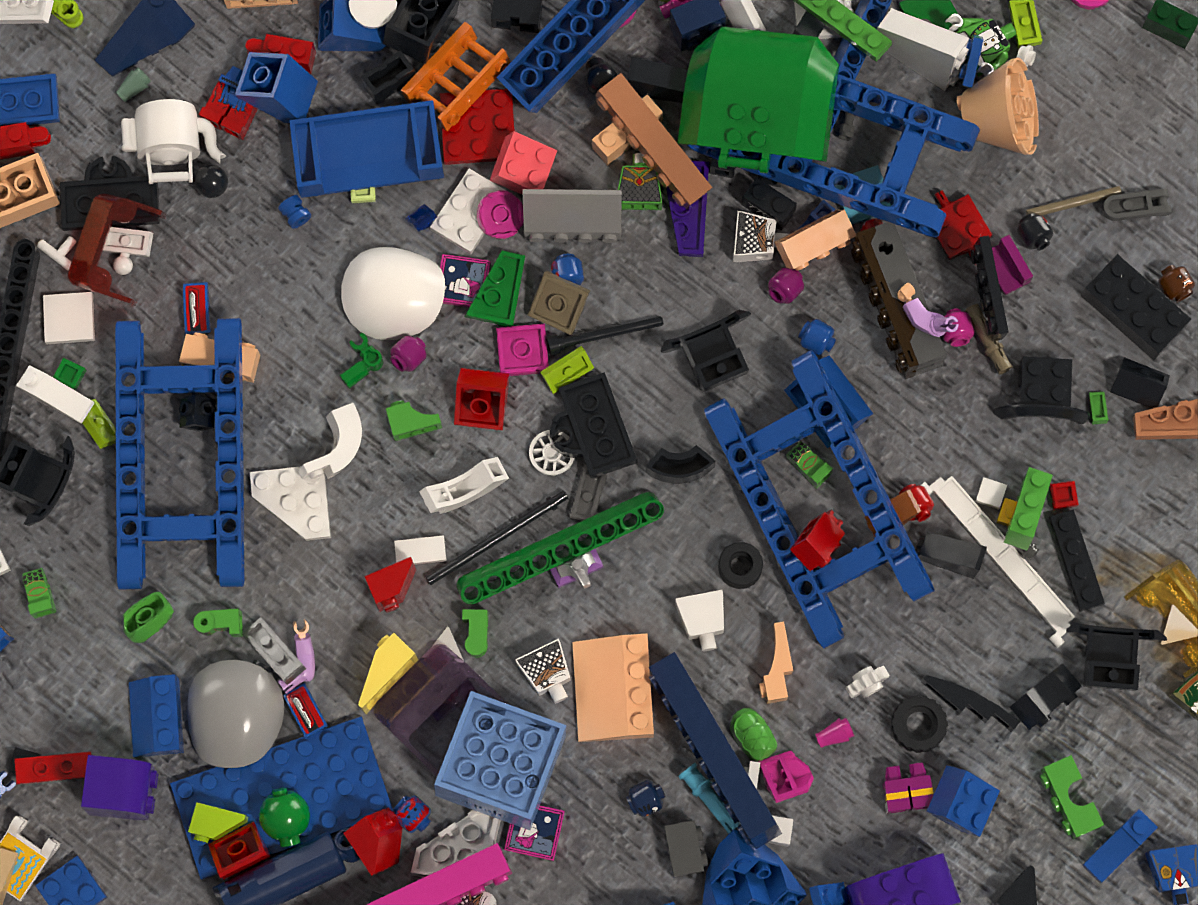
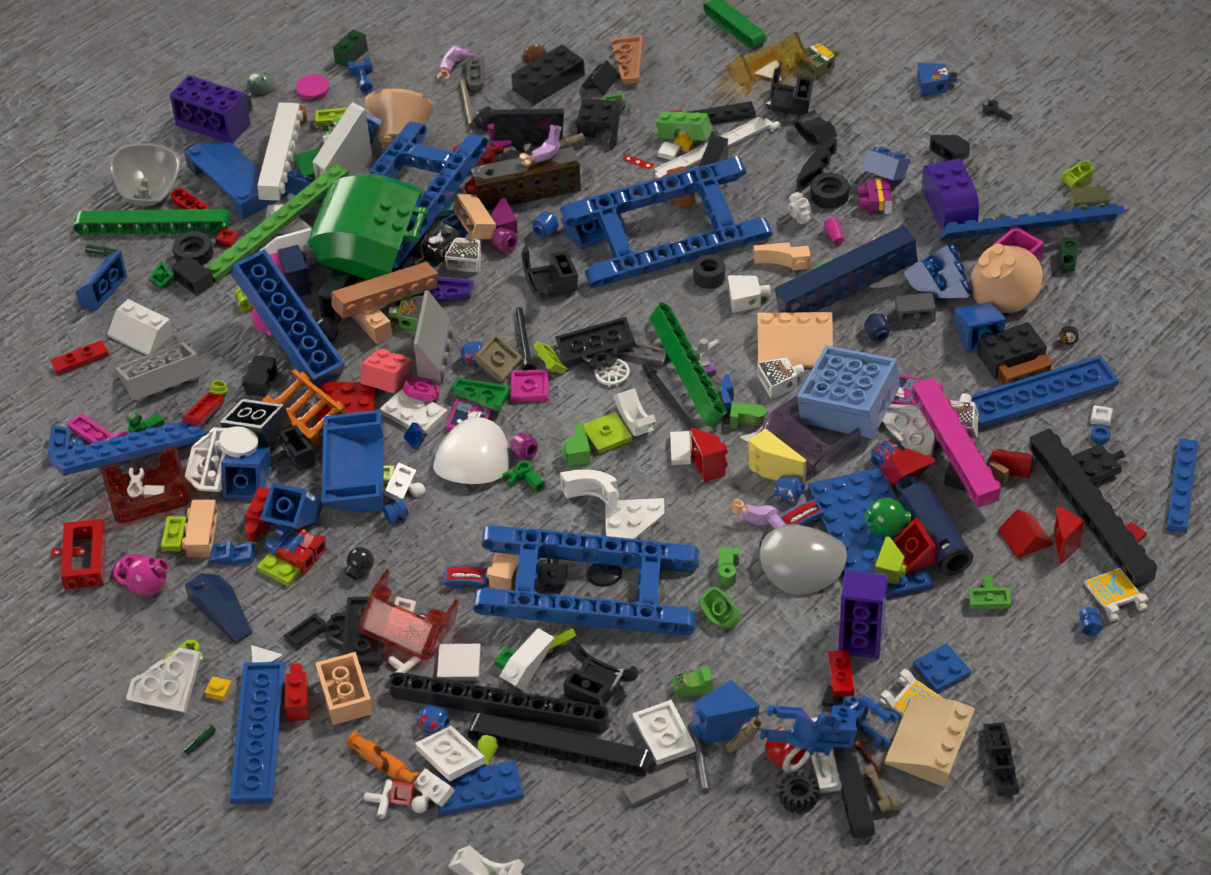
camera: 85 degrees left, 30 degrees down
(25, 53) = (218, 688): none -> yellow plate
(76, 94) = (263, 655): none -> white sticker
(108, 134) = (305, 631): none -> black tile
(133, 84) = (262, 610): sand green cone -> none
(156, 716) = (801, 606): blue slope -> none
(168, 135) = (319, 578): white piece -> none
(203, 87) = (279, 570): none -> lime plate
(205, 474) = (603, 574): none -> black piece
(227, 32) = (229, 554): none -> blue slope
(274, 651) = (754, 529): flat silver tile -> none
(343, 212) = (401, 482): none -> white plate
(347, 691) = (789, 488): none -> blue head
(442, 455) = (607, 433): none -> lime plate
(481, 399) = (565, 404): red slope -> none
(517, 602) = (727, 393): none -> blue slope
(680, 467) = (631, 296): black brick -> none
(701, 788) = (871, 299): medium azure pin -> none
(809, 464) = (641, 233): bright green leg -> none
(819, 540) = (696, 223): red brick -> none
(826, 279) = (504, 217): none -> magenta slope
(969, 452) = (637, 161): none -> red sticker
(1077, 819) = (872, 126): bright green arch -> none
(1097, 57) = (361, 69): none -> blue bar
(1119, 846) = (915, 101): blue slope -> none
(1161, 166) = (452, 55): none -> lavender arm

